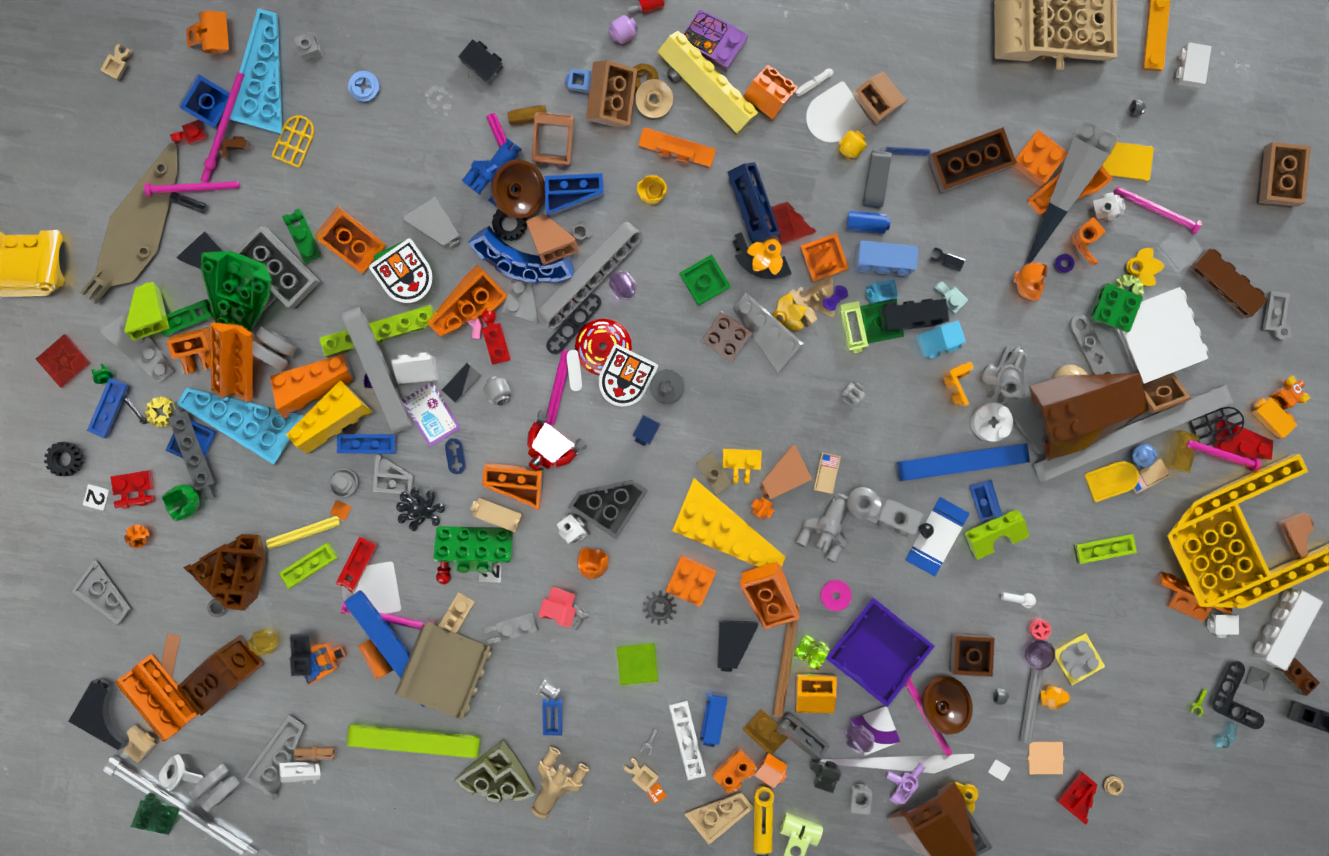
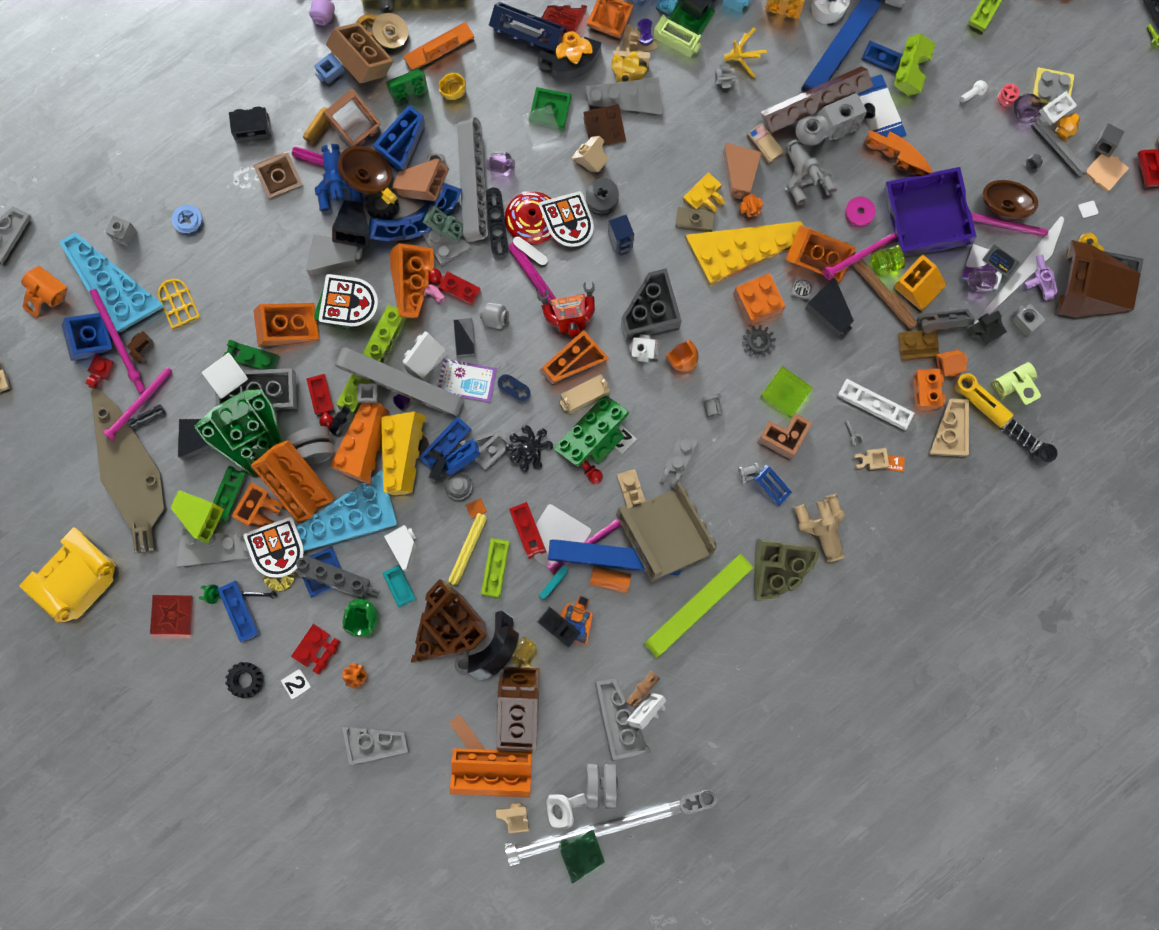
camera: 50 degrees left, 10 degrees down
(93, 714) = (458, 834): black arch -> none
(175, 393) = (275, 548): none -> sticker
(232, 507) = (399, 586): none -> teal tile
(246, 626) = (498, 652): none -> black arch
(261, 483) = (403, 545): none -> white slope
(264, 236) = (224, 375): none -> white sticker
(310, 351) = (339, 421): none -> black bar
(316, 321) = (321, 399): none -> red plate
(333, 620) = (553, 584): none -> teal tile
(339, 458) = (438, 470): none -> black bracket
(346, 354) = (367, 393): none -> light grey slope
(364, 467) = (462, 457): none -> blue plate
(459, 123) = (277, 174): none -> medium nougat slope
(467, 218) = (351, 225): none -> black slope
(515, 226) = (388, 196): none -> yellow plate
(533, 287) = (443, 224): none -> sand green slope
(558, 607) = (693, 408): coral piece -> none
(596, 699) = (785, 440): none -> nougat brick
(622, 152) = (407, 85): none -> green bracket
(682, 287) = (541, 125): none -> clear piece
(692, 348) = (591, 154): none -> tan brick
(713, 720) = (877, 371): blue window -> none
(731, 605) = (802, 288): none -> light grey tile
(759, 618) = (829, 272): none -> dark pink bar
(882, 388) = (738, 53): none -> yellow plant
(891, 739) = (1001, 261): none -> sticker
(894, 484) = (816, 98): none -> brick
(912, 593) = (894, 146): none -> orange slope
(972, 655) = (987, 152): reddish brown brick -> none
(1058, 679) = (1057, 108): none -> white plate
(1070, 740) = (1108, 140): none -> dark grey brick

